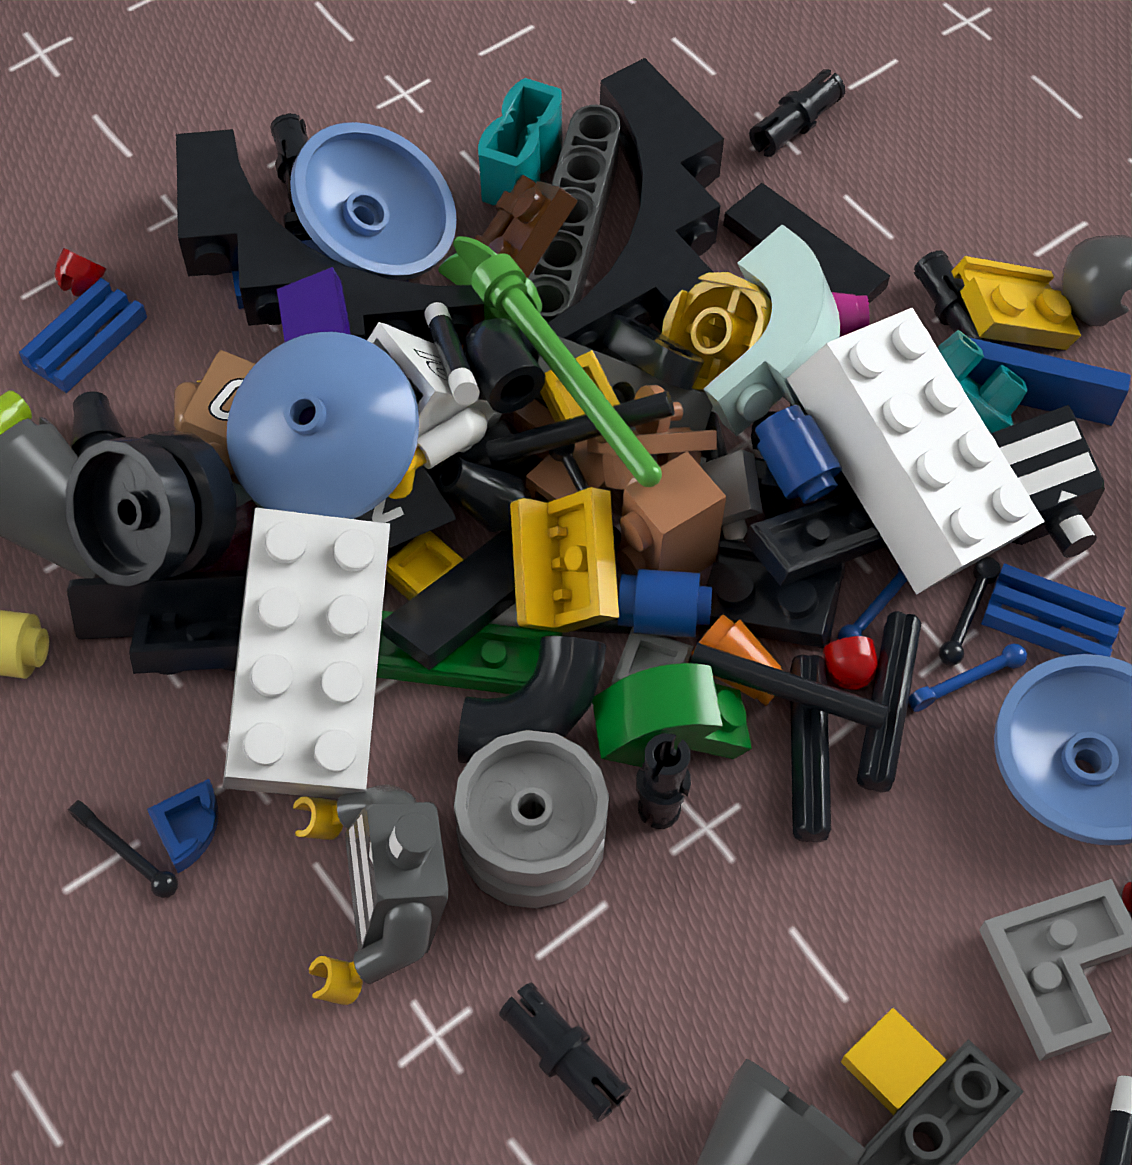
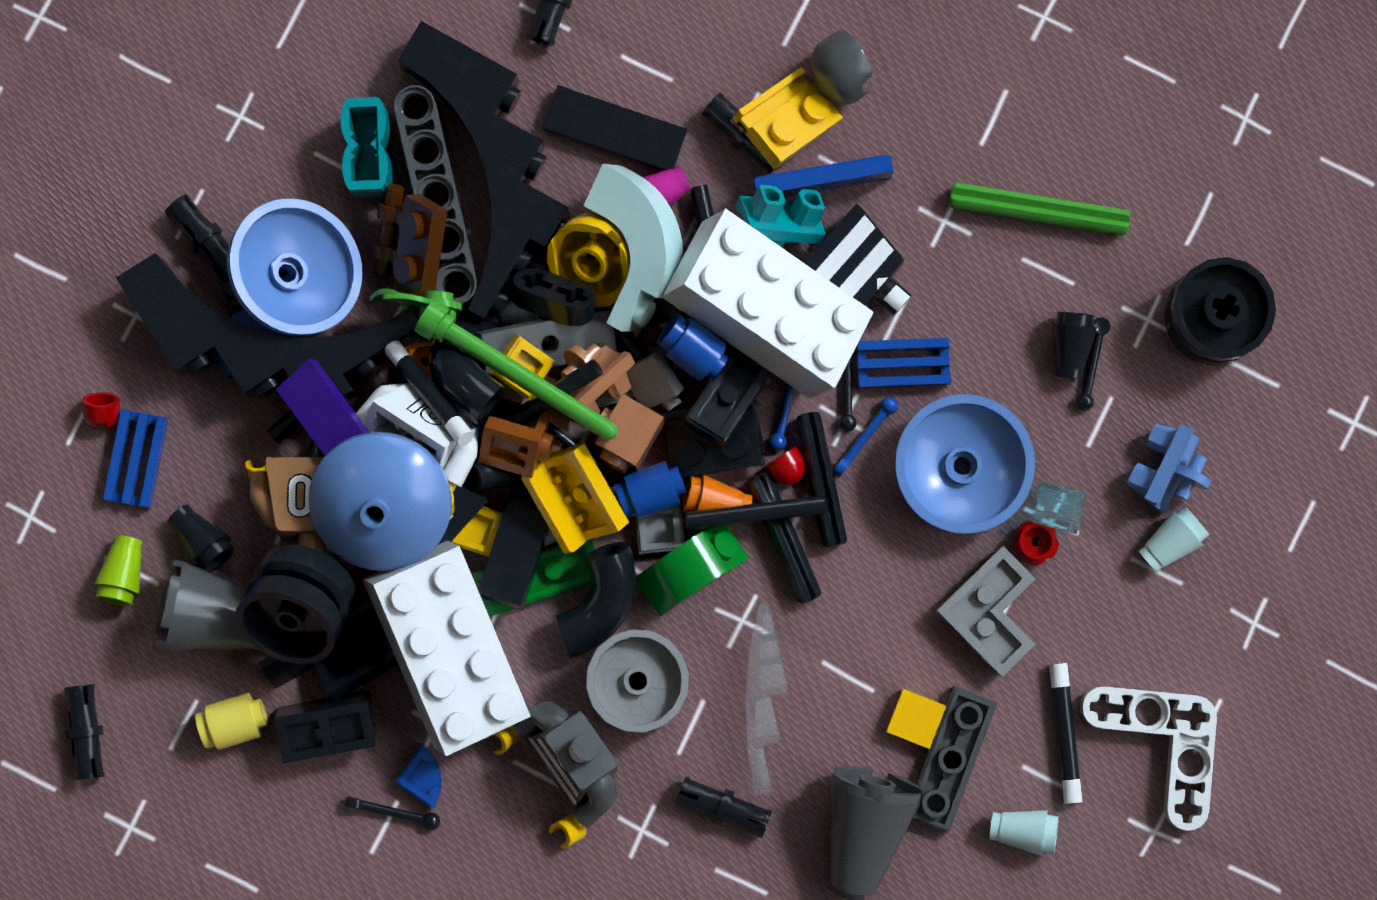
camera: 25 degrees left, 25 degrees up
(102, 694) = (325, 727): none -> black hinge
(525, 457) = (515, 446): none -> dark orange bracket
(663, 781) = (711, 608): black pin -> none
(696, 912) = (763, 680): none -> clear slope

